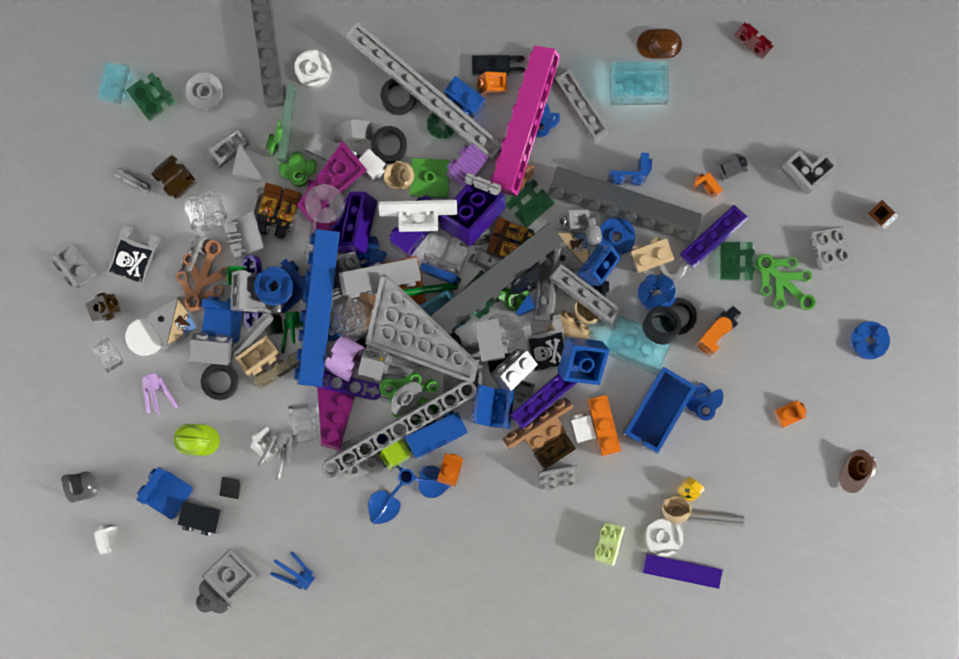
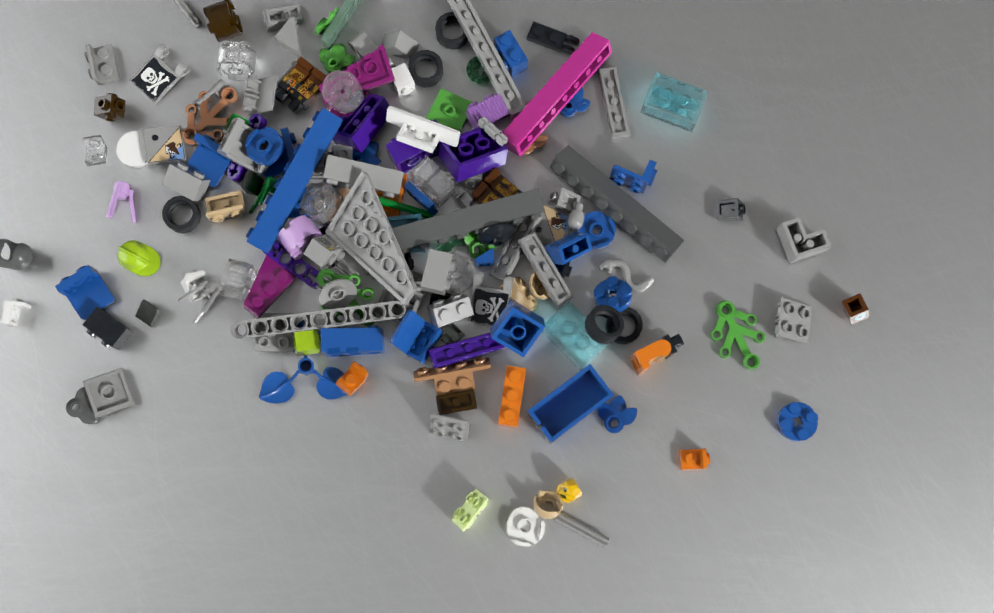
camera: 25 degrees right, 5 degrees down
(255, 330) = (229, 182): light grey axle -> none
(280, 369) = (232, 227): dark tan hinge -> none
(303, 579) = (173, 424): blue plant -> none
(398, 175) = (422, 97): tan hair -> none
(492, 82) = (541, 51): orange bracket -> none
(534, 207) = (532, 175): clear green plate -> none
(583, 428) = (491, 391): white brick -> none
(651, 255) = (622, 259): tan bracket -> none
(659, 43) = (707, 76): reddish brown piece -> none
(682, 571) = (529, 566): dark purple tile -> none
(711, 185) = (703, 218): orange bracket -> none
(713, 236) = (686, 266): dark purple tile -> none
(730, 261) = (693, 295): clear green plate -> none
(748, 35) = (792, 103): dark red hinge -> none
(857, 471) = (736, 540): reddish brown piece -> none

